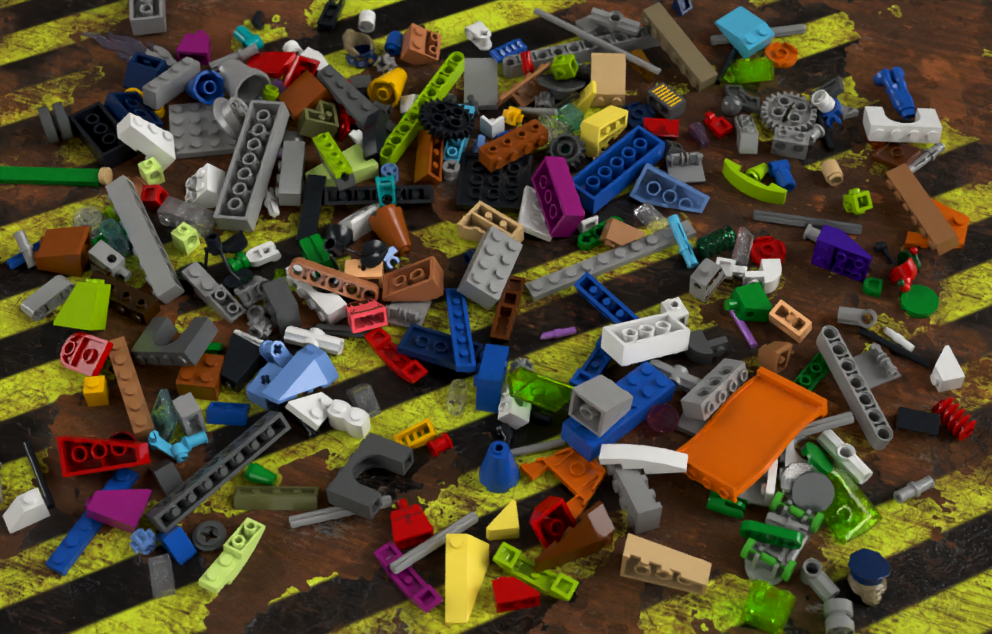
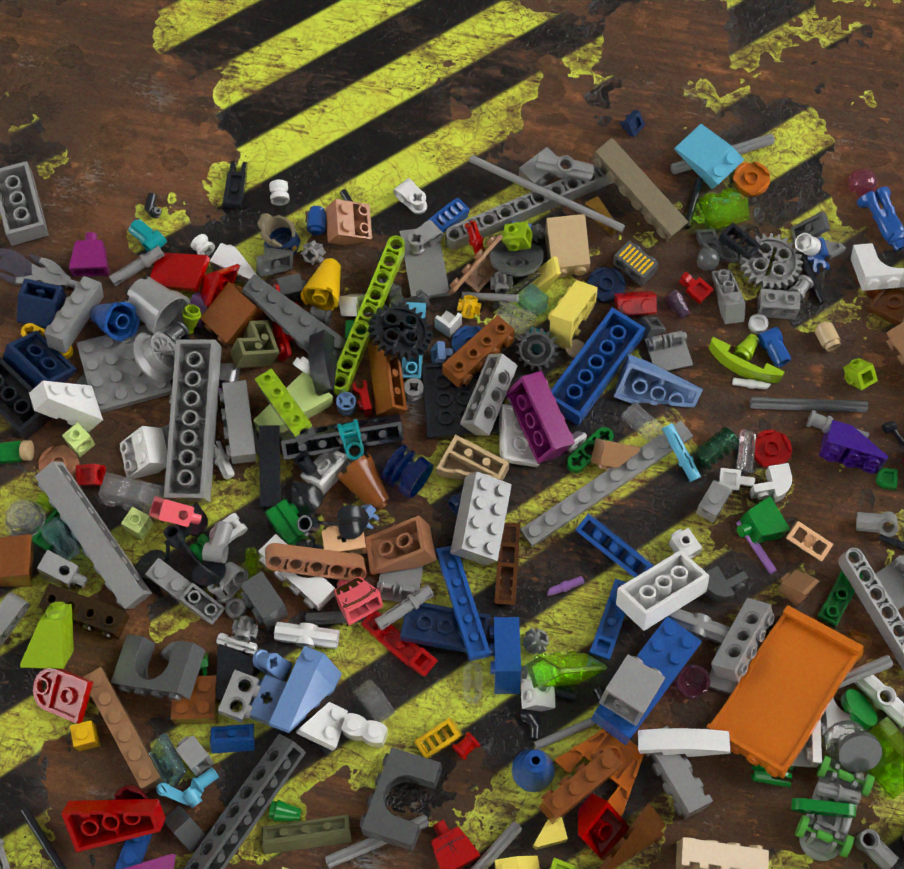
camera: 10 degrees left, 15 degrees up
(214, 222) = (169, 510): none -> coral torso
(236, 369) = (233, 695): none -> light grey brick
(251, 258) = (217, 548): none -> light grey piece
(343, 210) = (306, 464): none -> black hinge
(351, 65) = (274, 261): none -> dark grey slope
(405, 175) = (363, 403): none -> red plate
(413, 322) = (407, 605): none -> light grey pin
(431, 225) = (405, 470): none -> clear blue wheel
(484, 61) = (424, 238): none -> light grey piece
(515, 175) = (488, 394): none -> light grey brick
(538, 482) = (583, 783): none -> dark orange brick
(756, 87) = (734, 230): none -> black slope
(756, 201) = (750, 383): none -> white piece
(769, 156) = (758, 323): none -> white tile
(879, 63) = (862, 181): none -> clear pink hair

